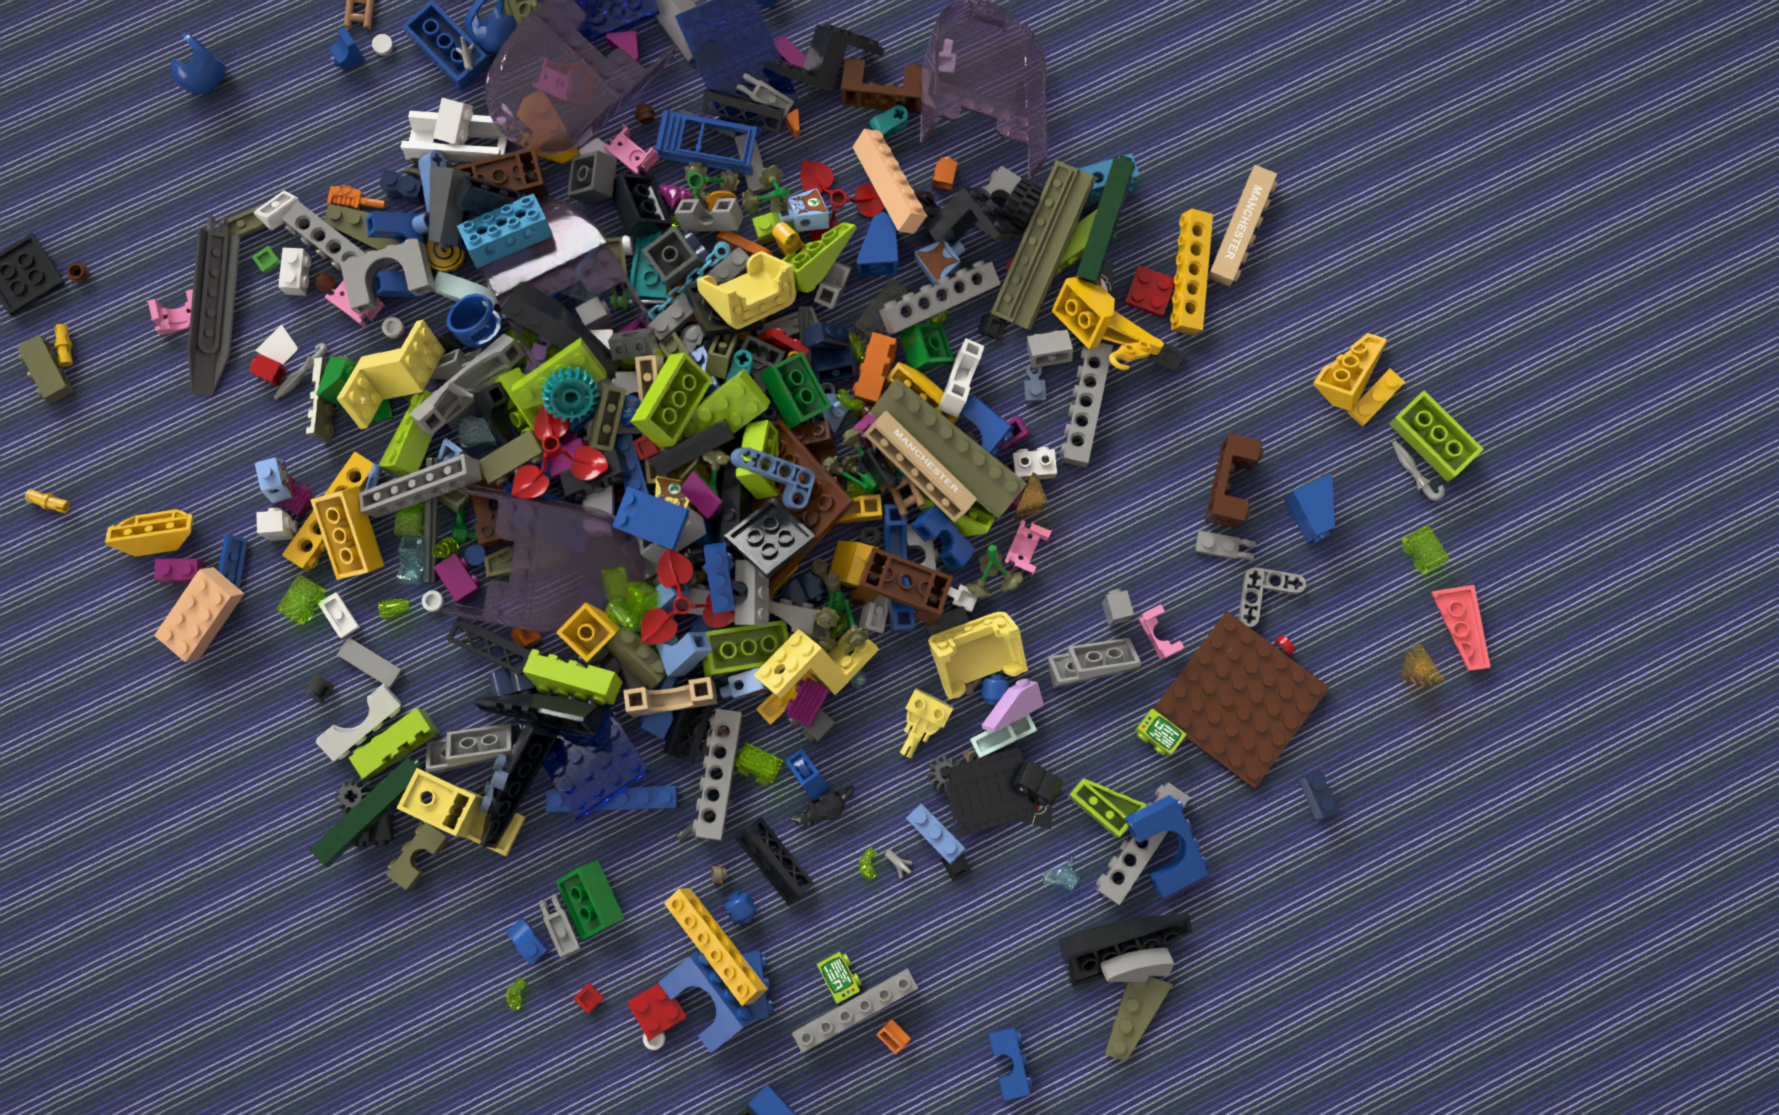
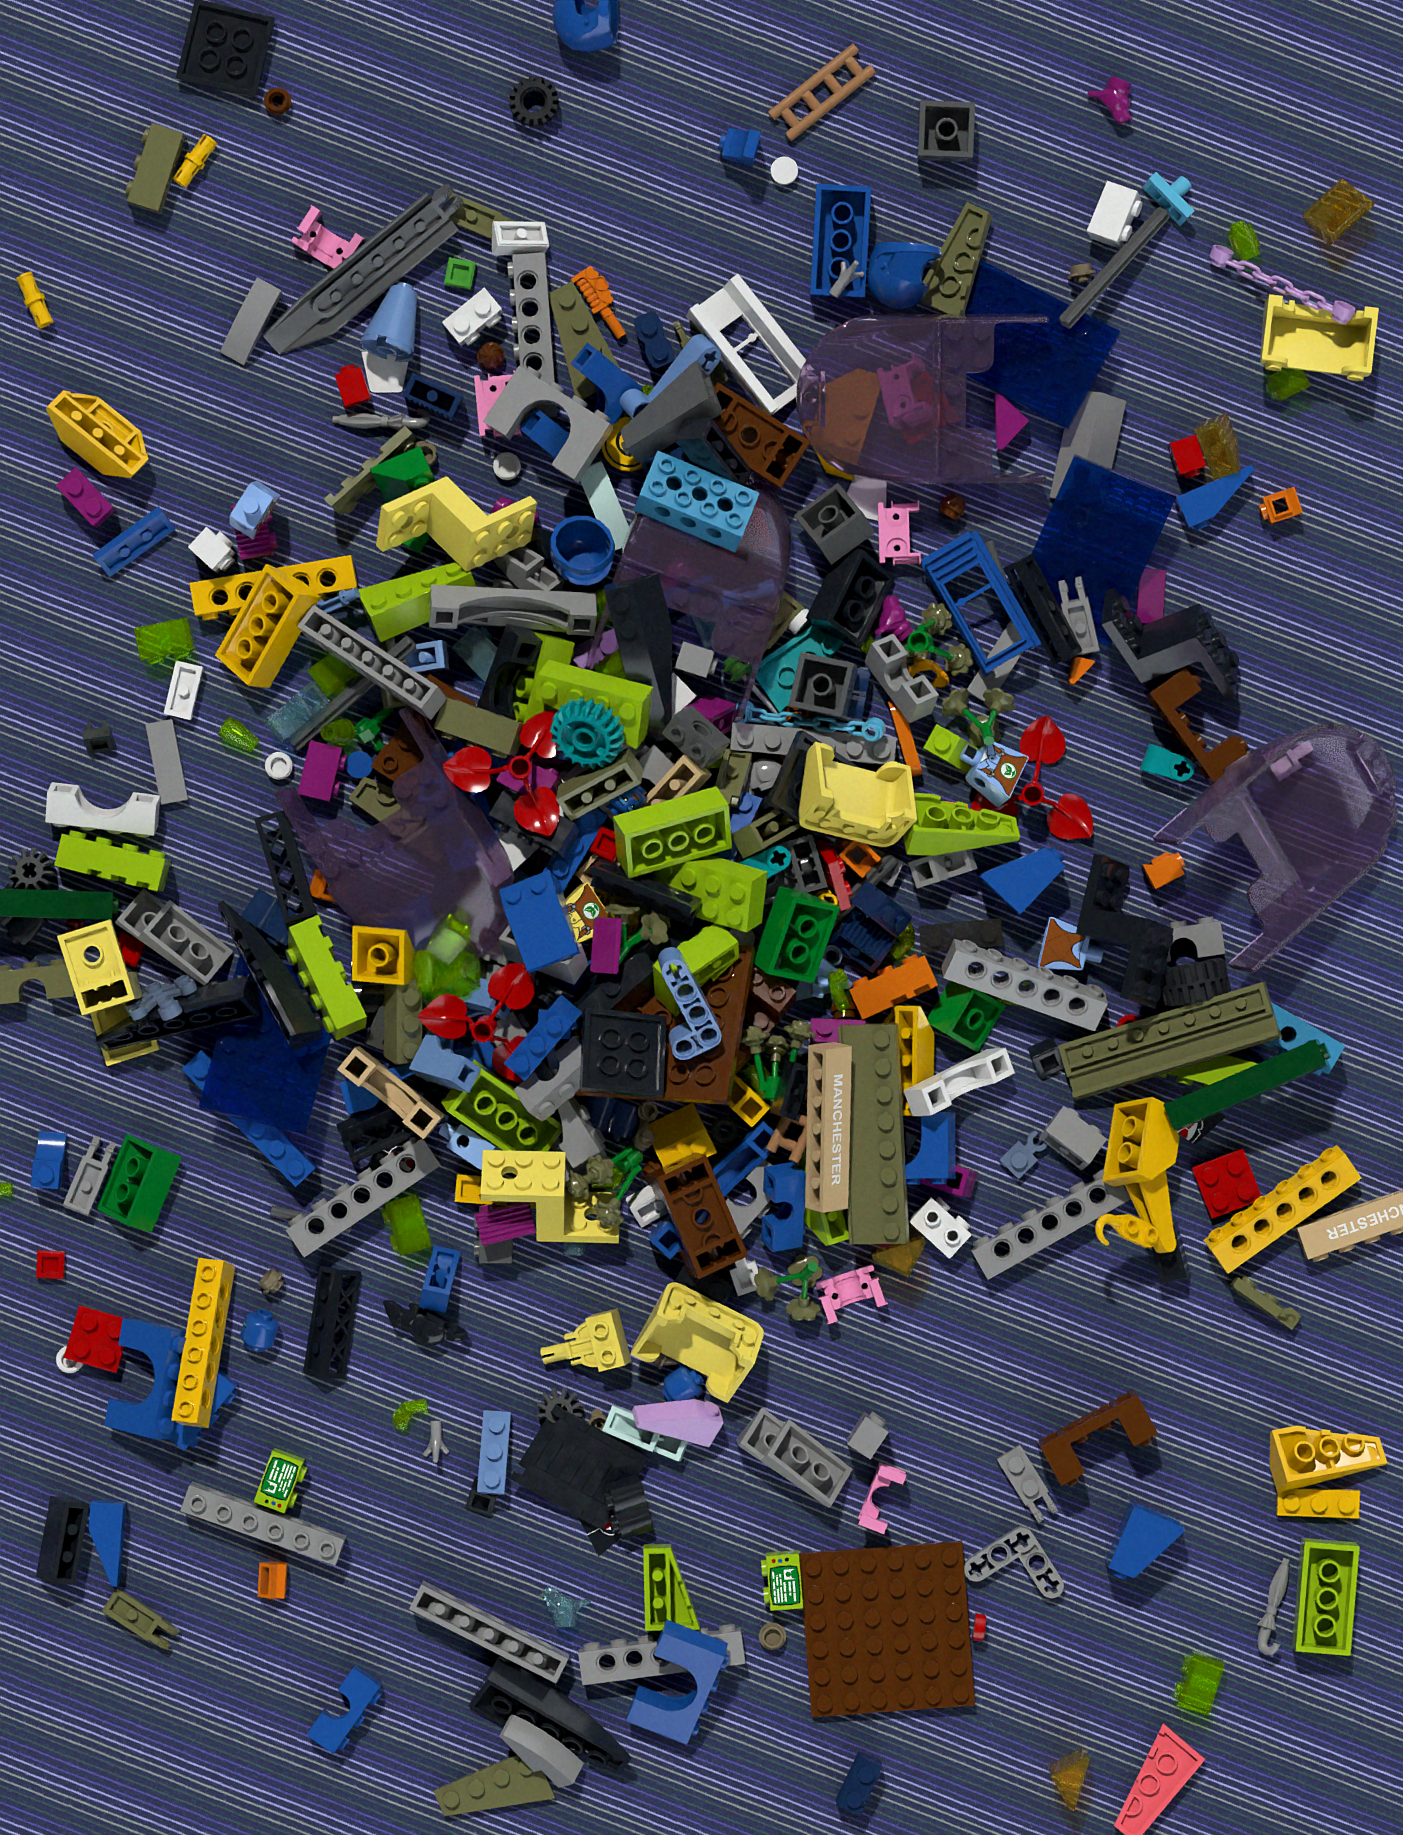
camera: 50 degrees right, 10 degrees up
(177, 392) = (251, 321): none -> light grey slope
(199, 614) = (63, 561): light nougat brick -> none
(207, 131) = (538, 85): none -> black tyre
(256, 318) = (393, 325): none -> medium blue cone
(315, 330) = (433, 397): none -> dark blue brick
(453, 121) = (763, 335): white brick -> none
(455, 778) = (131, 948): none -> red tile
(459, 391) = (498, 612): light grey bar -> none
(782, 316) = (867, 862): none -> orange window
(787, 239) = (948, 777): yellow piece -> none
(889, 181) = (1096, 828): light nougat brick -> none
(1039, 932) = (489, 1631): none -> light grey brick
(1186, 769) = (772, 1636): none -> dark tan plate
(1236, 327) = (1266, 1302): none -> olive hinge

